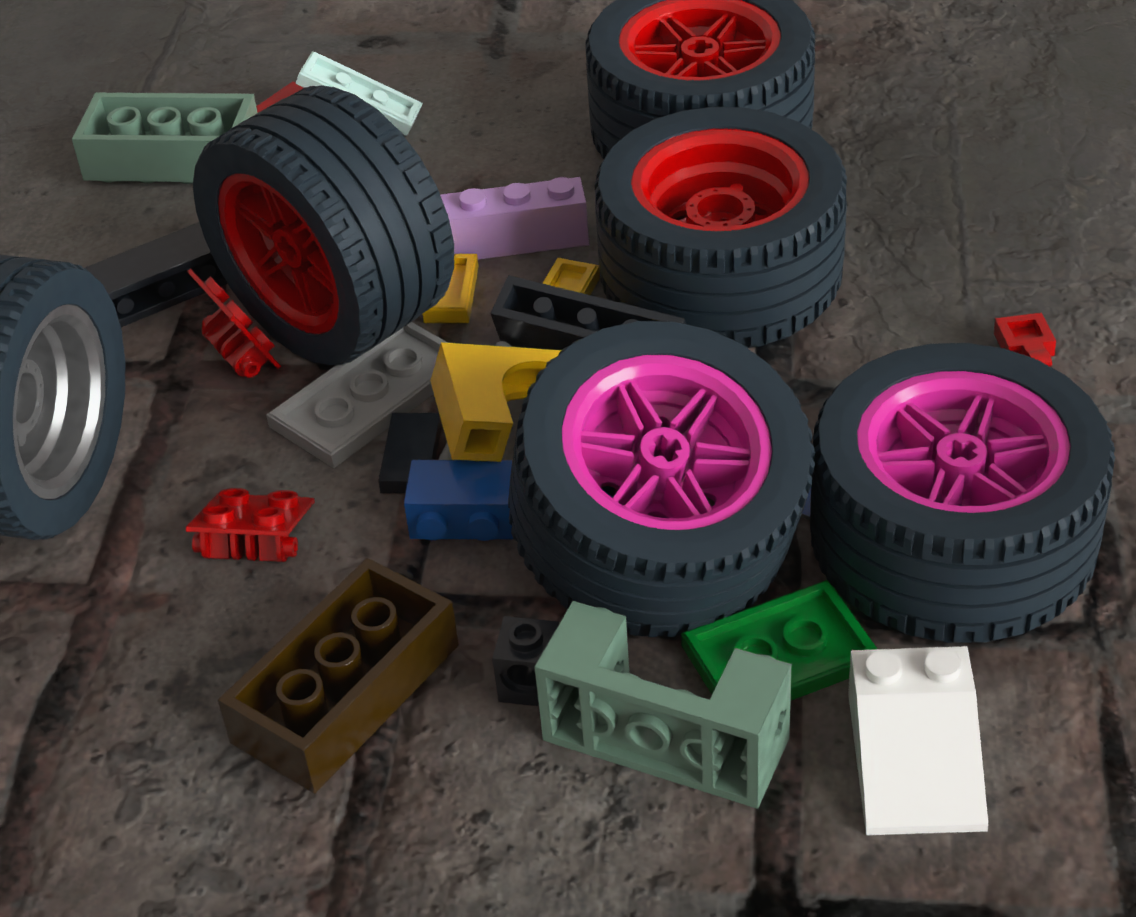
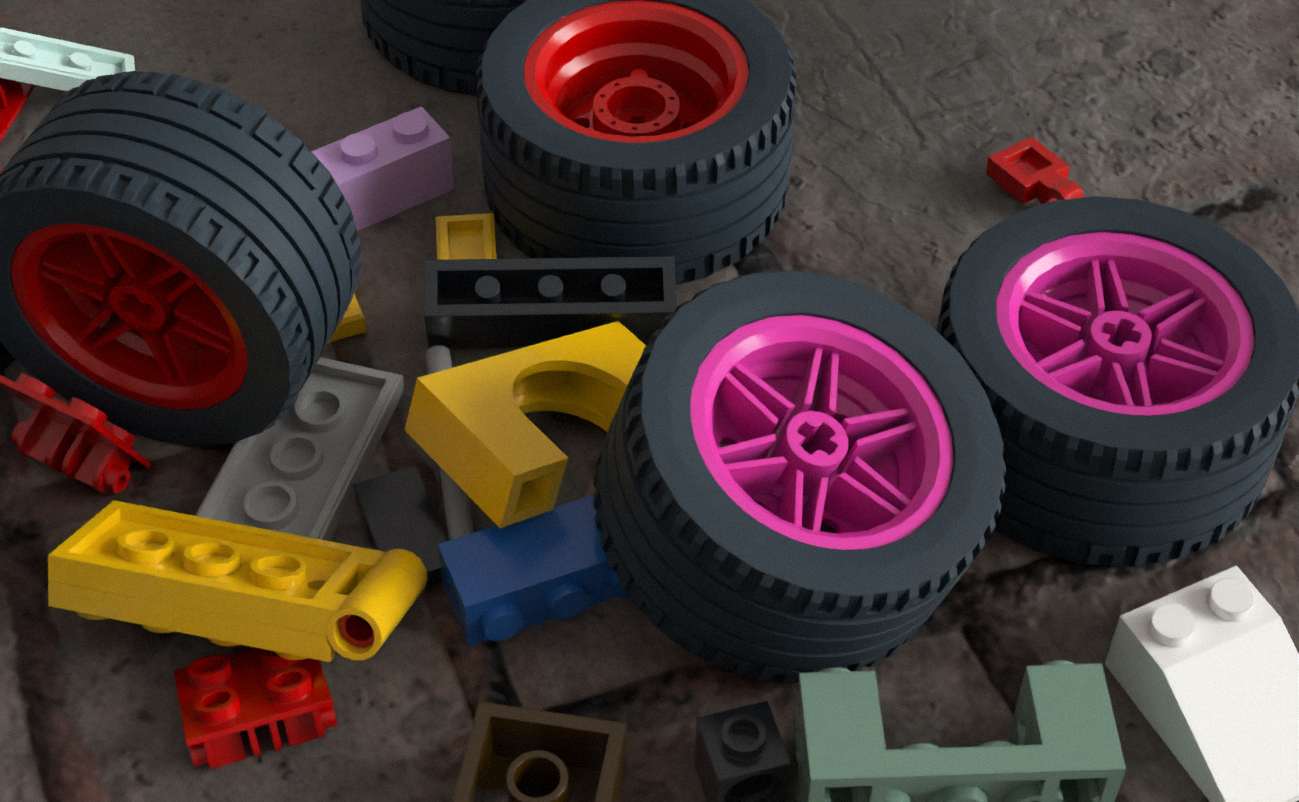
camera: 30 degrees left, 5 degrees up
(273, 445) = (234, 583): none -> yellow hinge
(802, 628) = (991, 625): green tile -> none

